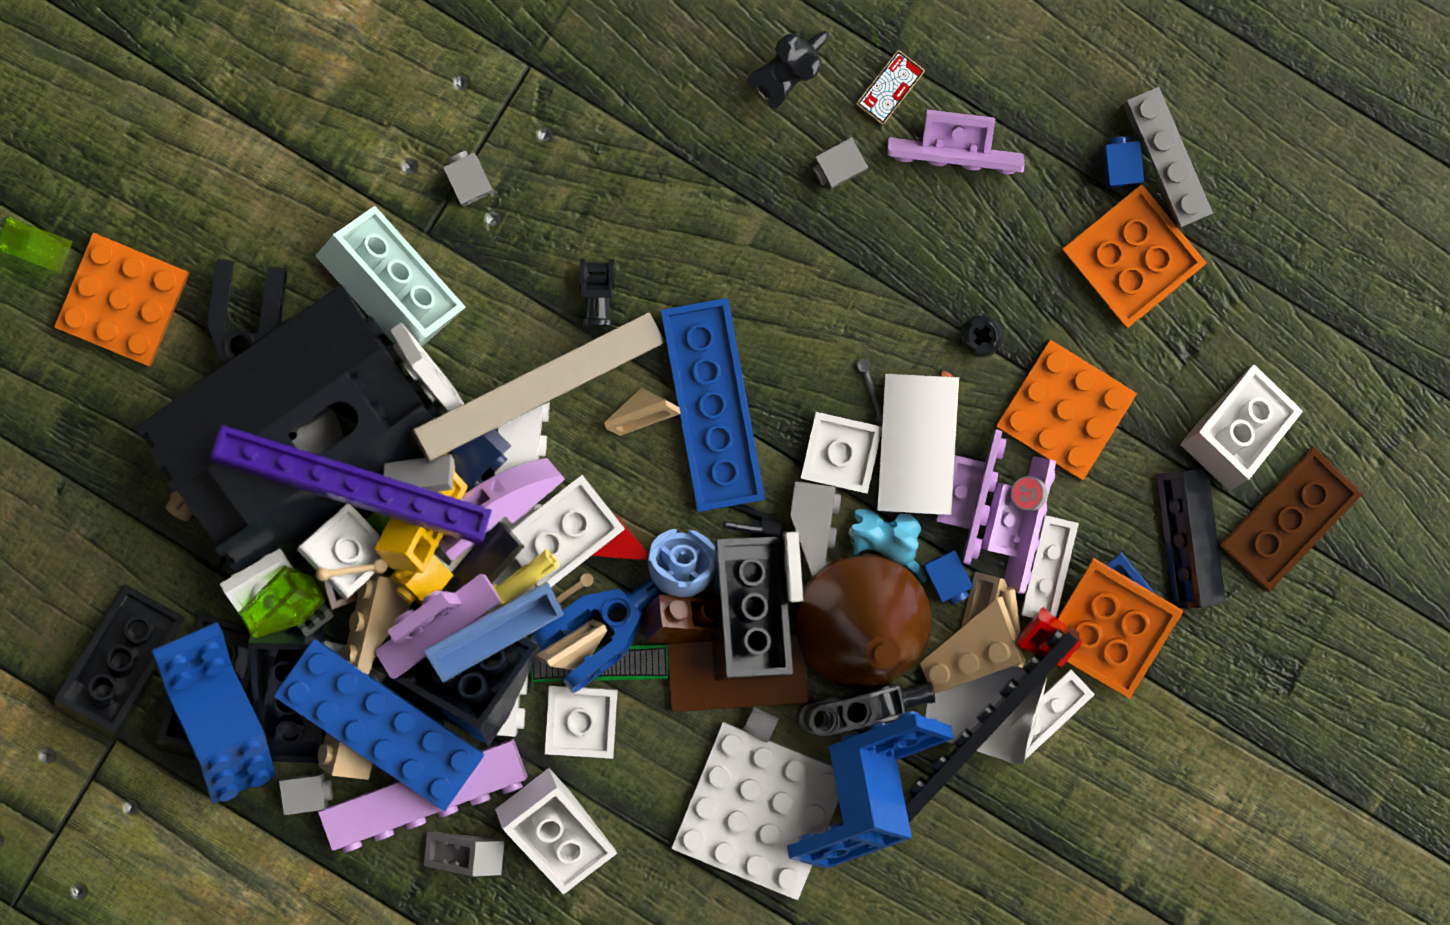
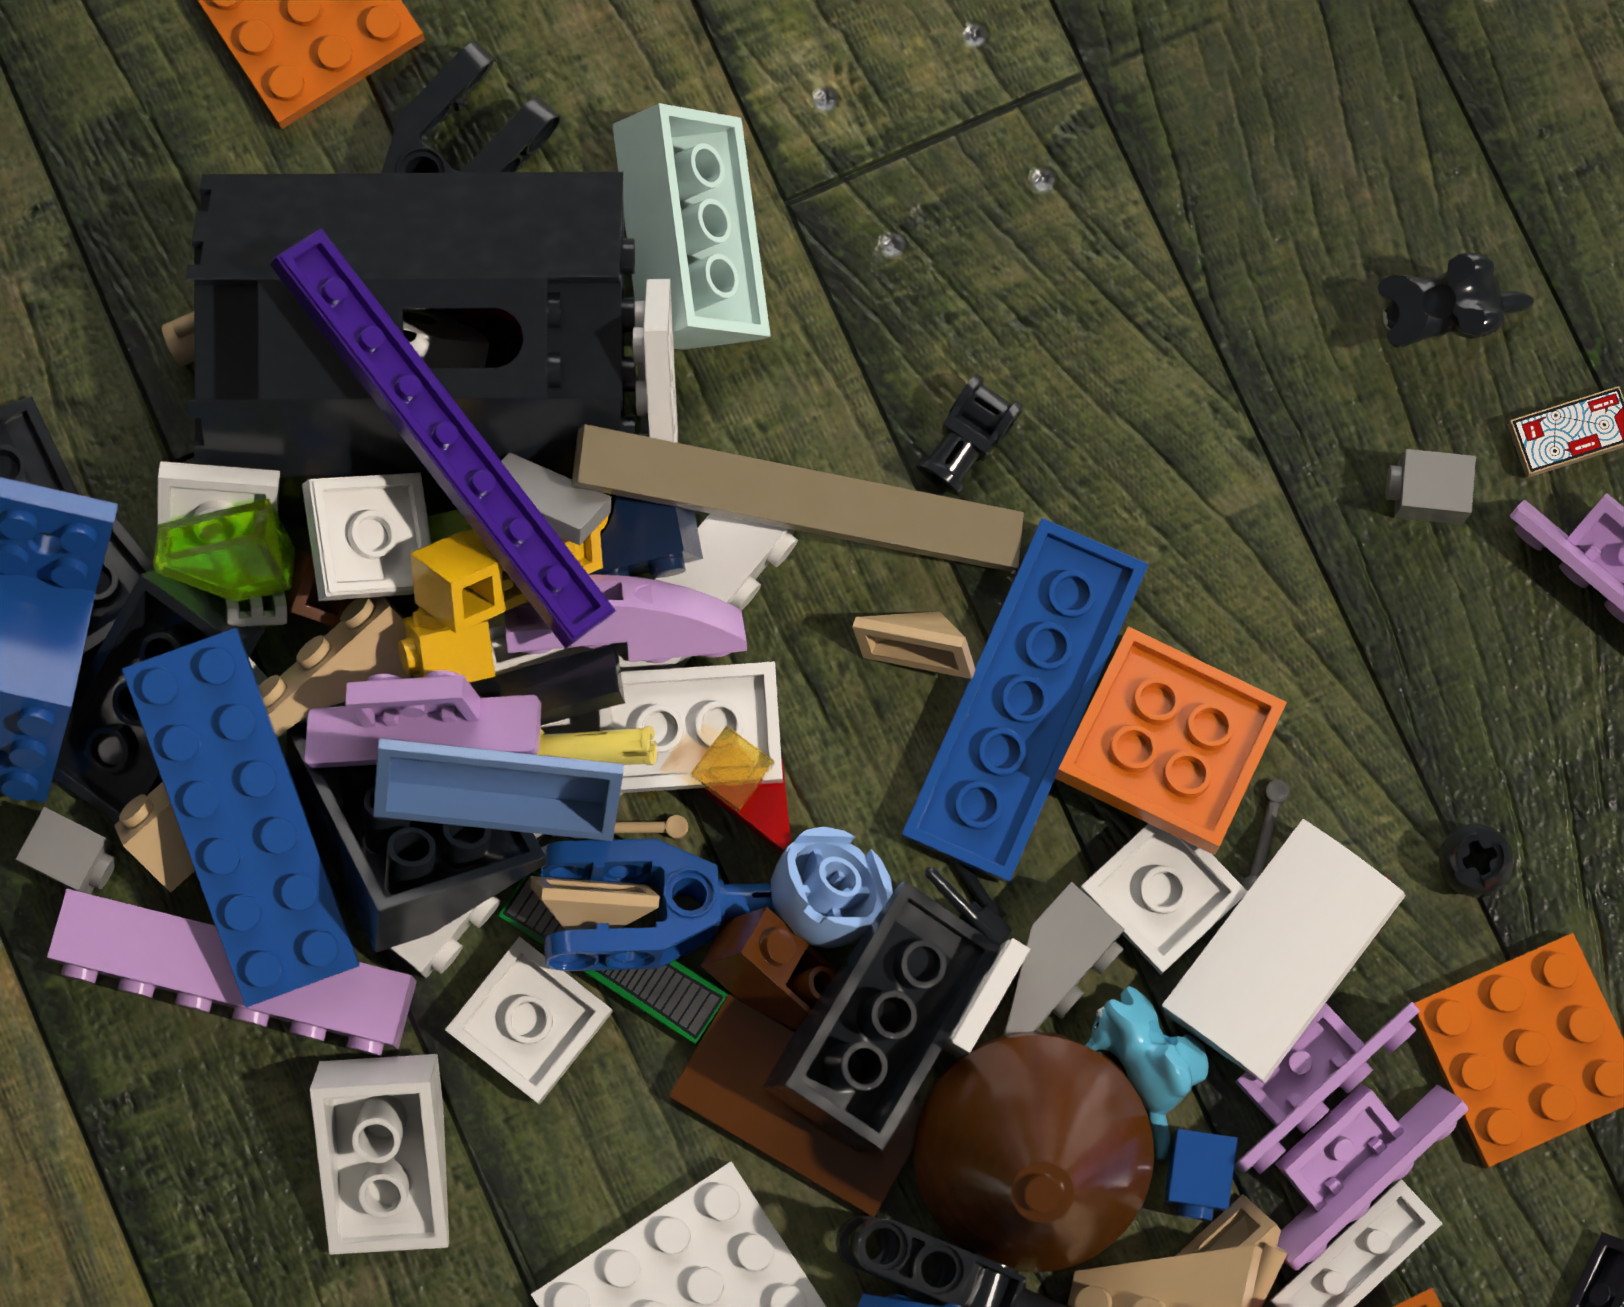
camera: 35 degrees right, 10 degrees down
(378, 567) = (399, 586): tan hinge -> none
(464, 854) = (230, 1095): light grey arch -> none
(467, 178) = (896, 163): light grey brick -> none
(597, 541) = (732, 768): none -> clear yellow plate
(760, 724) = (783, 1201): light grey hose -> none
(796, 378) = (1171, 740): none -> orange plate
(1029, 493) = (1400, 1128): tile -> none

